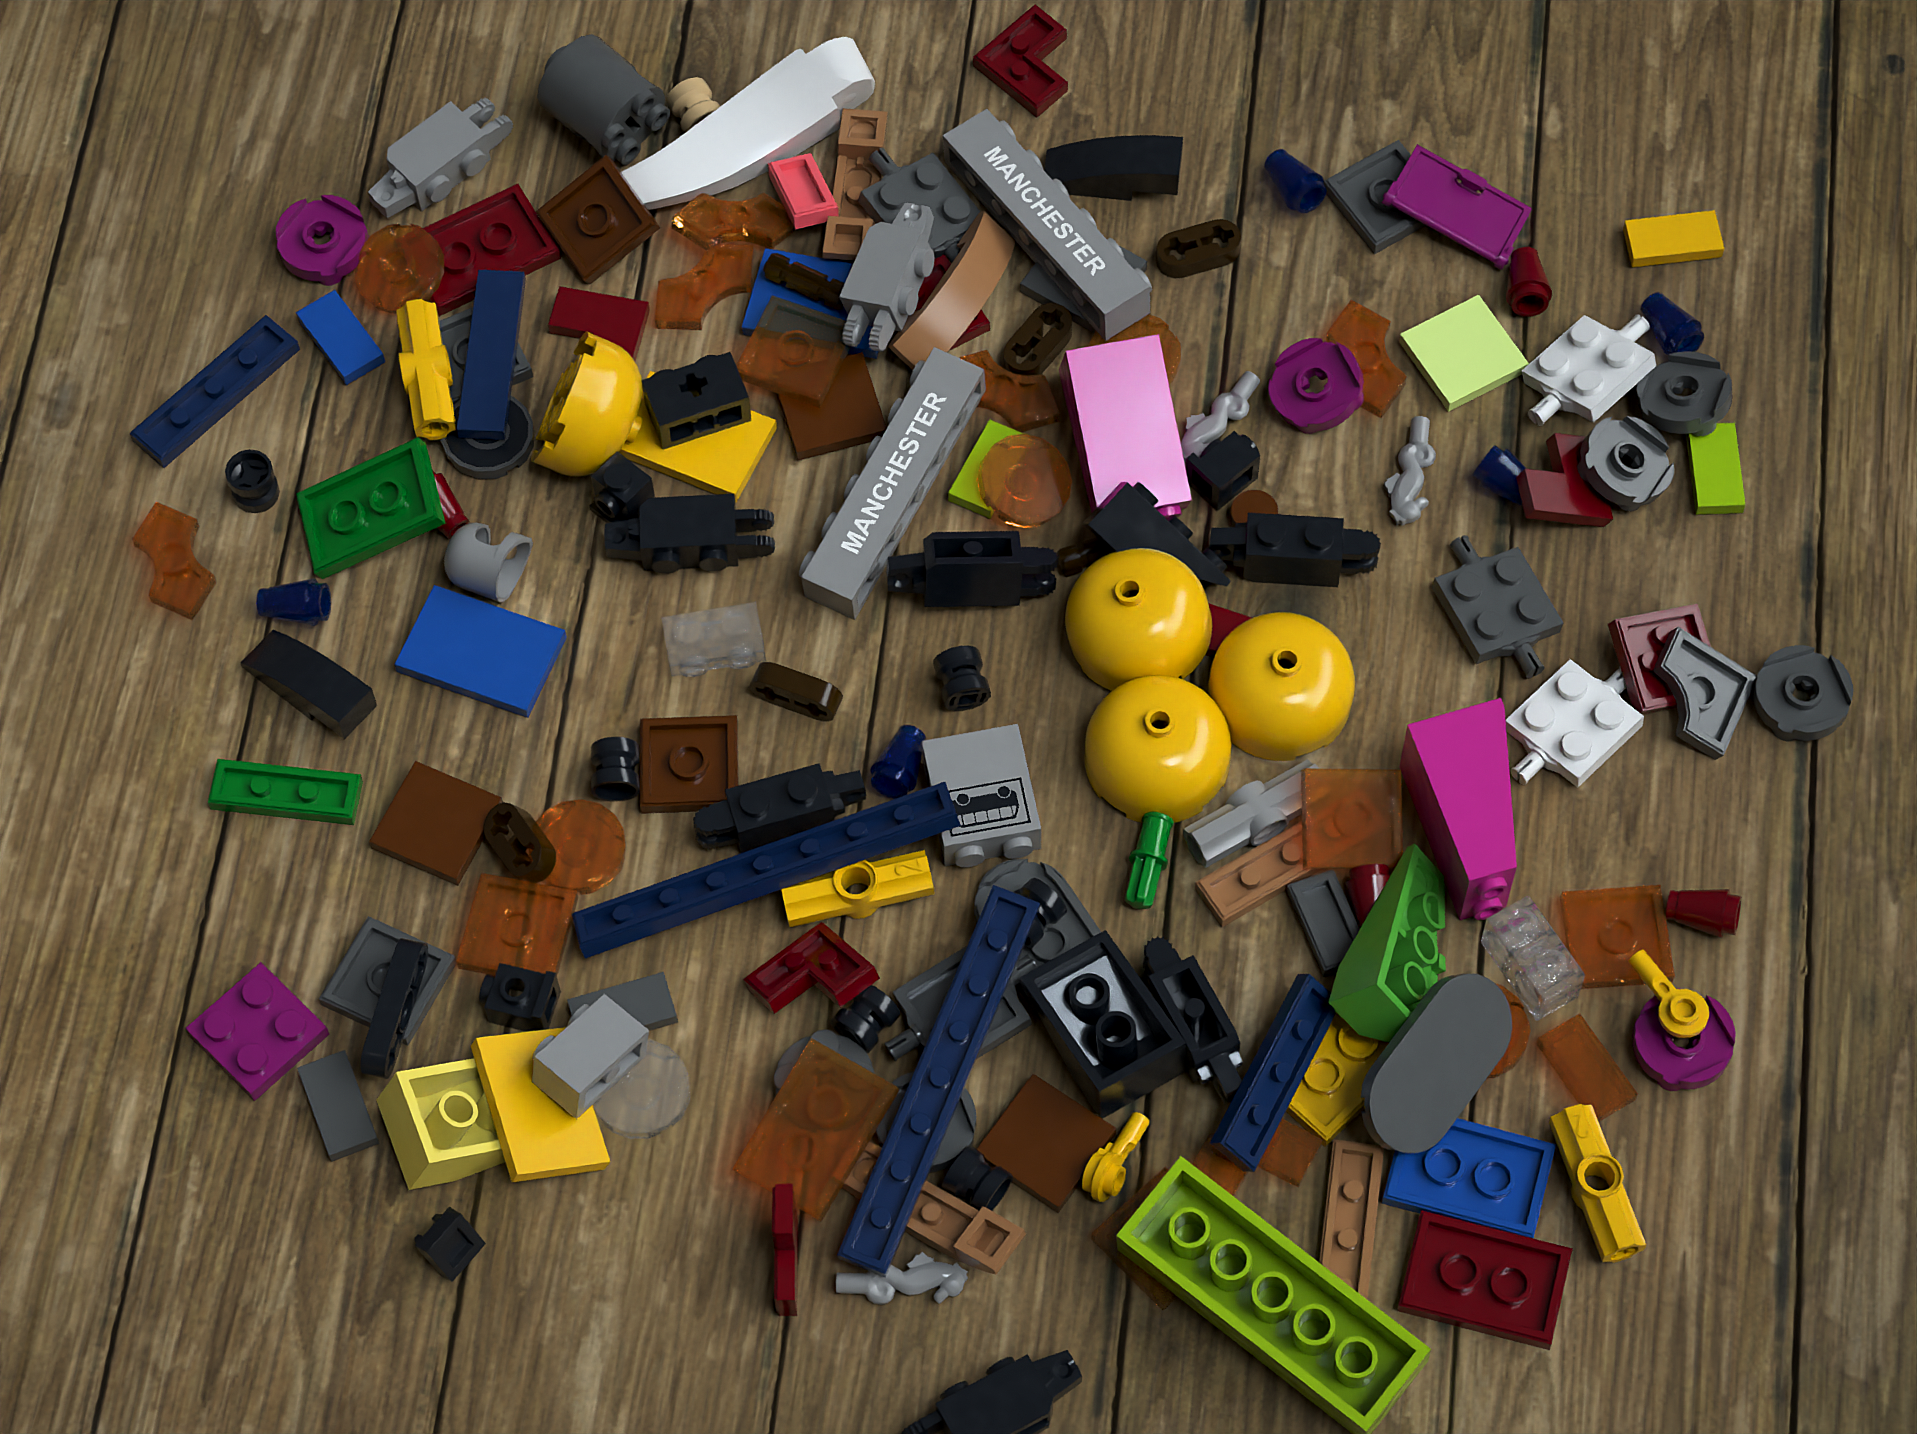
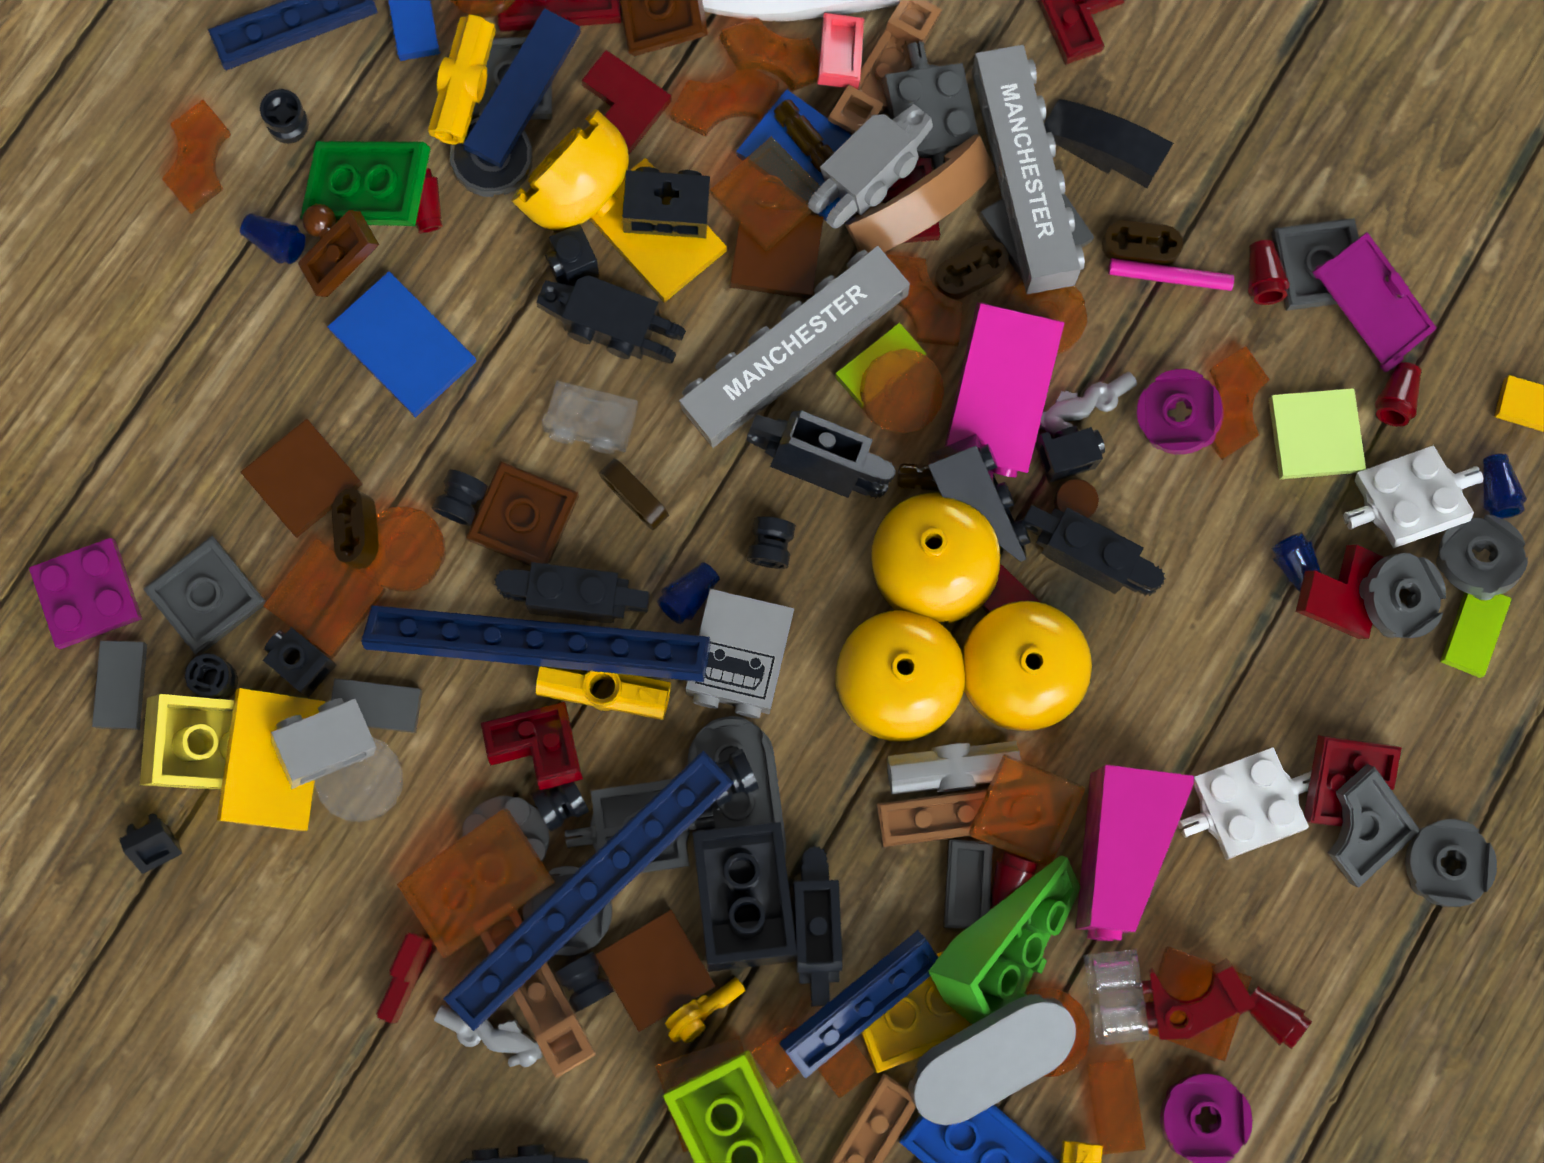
camera: 15 degrees right, 15 degrees up
(285, 791) = (196, 397): green tile -> none
(311, 682) = (253, 313): black slope -> none
(372, 583) = (340, 248): none -> reddish brown plate
(394, 1008) = (191, 629): black beam -> none
(430, 1033) = (216, 684): none -> black wheel
(483, 567) = (430, 271): light grey helmet -> none
(1148, 860) = (848, 767): green axle -> none
(1242, 266) = (1171, 274): none -> dark pink bar
(1296, 182) = (1250, 217): clear blue cone -> none
(1338, 226) = (1266, 274): none -> dark red cone
(1406, 487) = (1211, 532): light grey animal -> none
(1497, 605) = (1236, 671): dark grey plate -> none
(1642, 896) = (1219, 1002): none -> dark red tile
(1681, 1011) = (1212, 1102): yellow plate -> none

